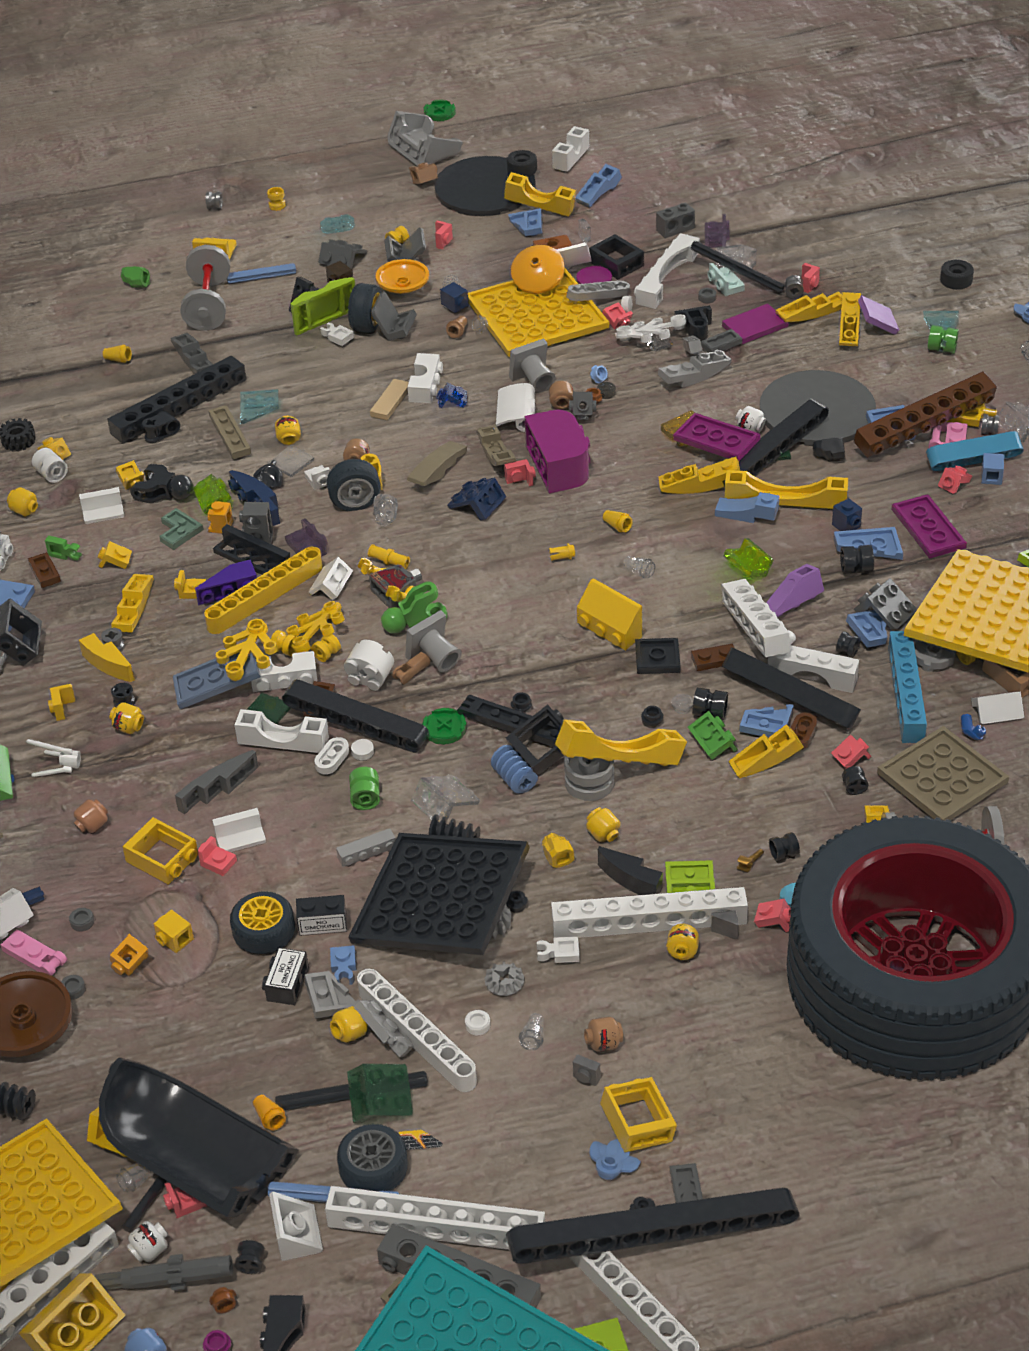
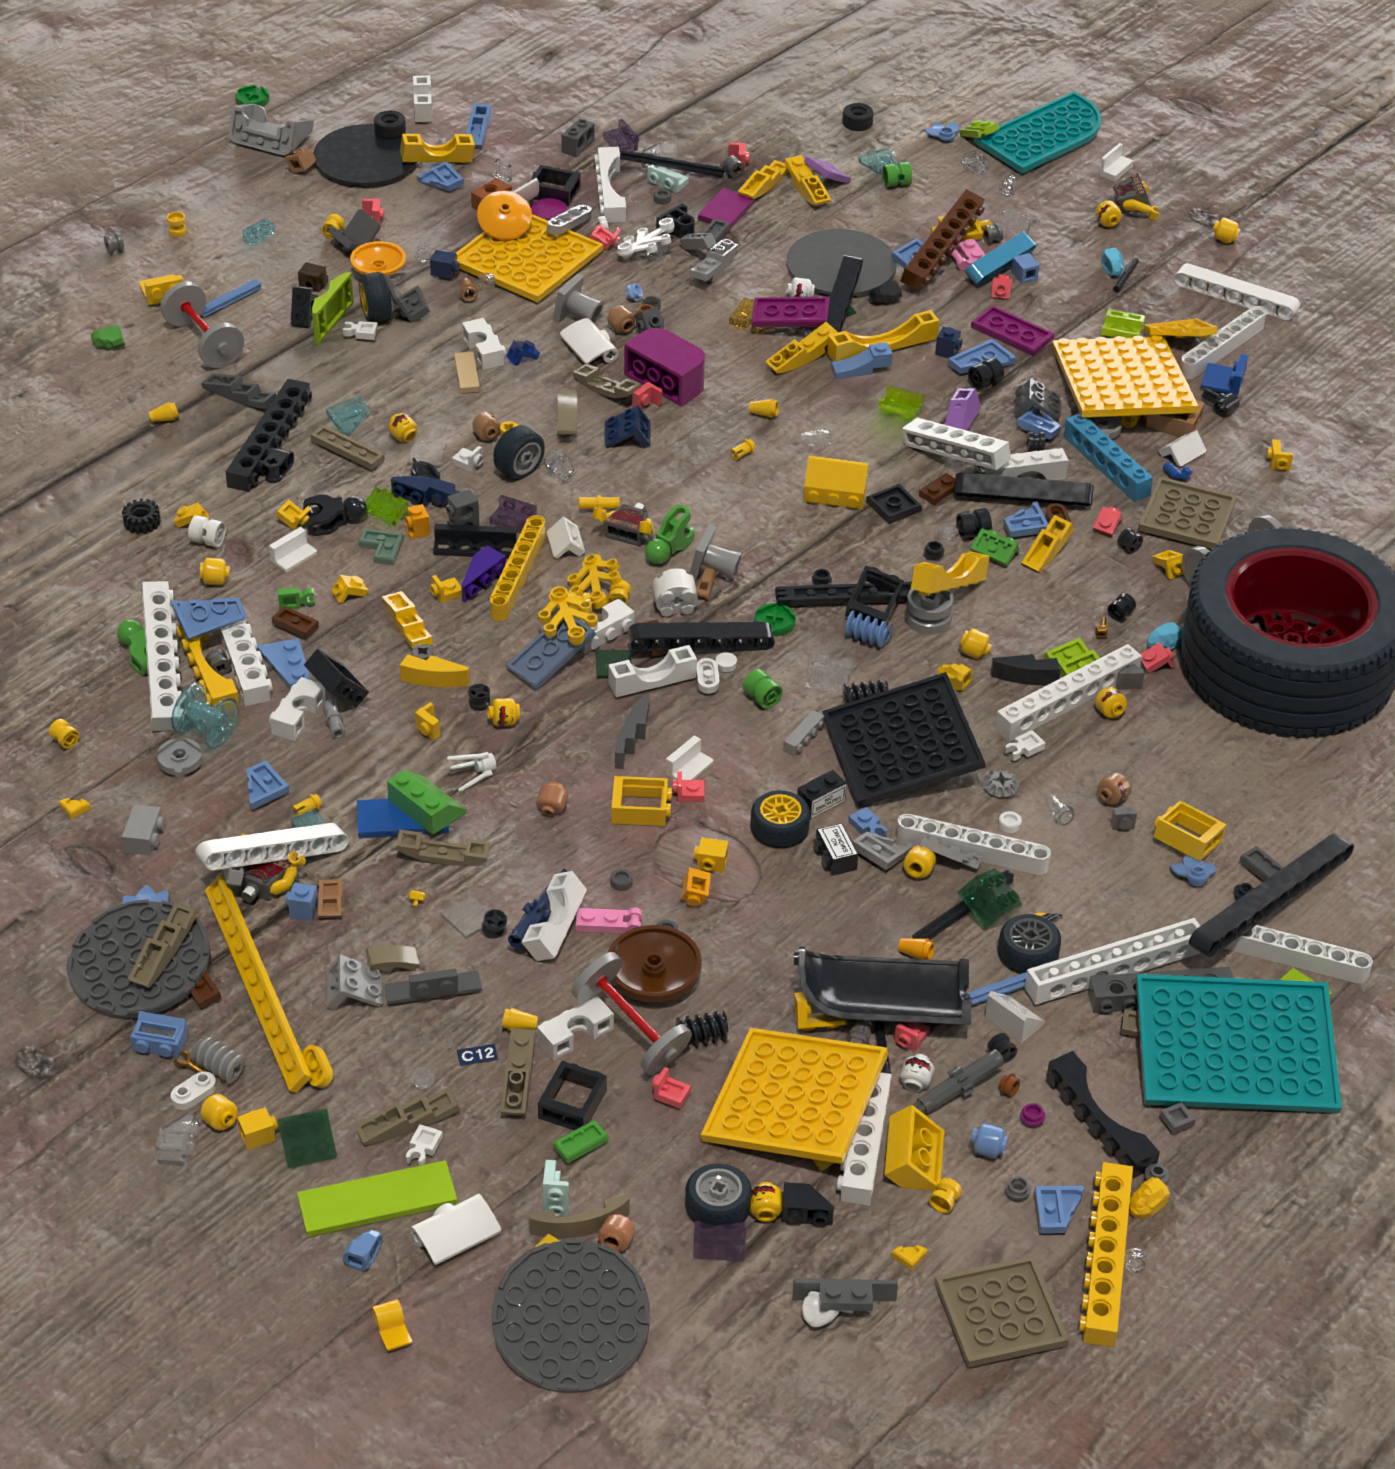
camera: 35 degrees left, 0 degrees up
(339, 251) = (292, 258): dark grey bracket -> none

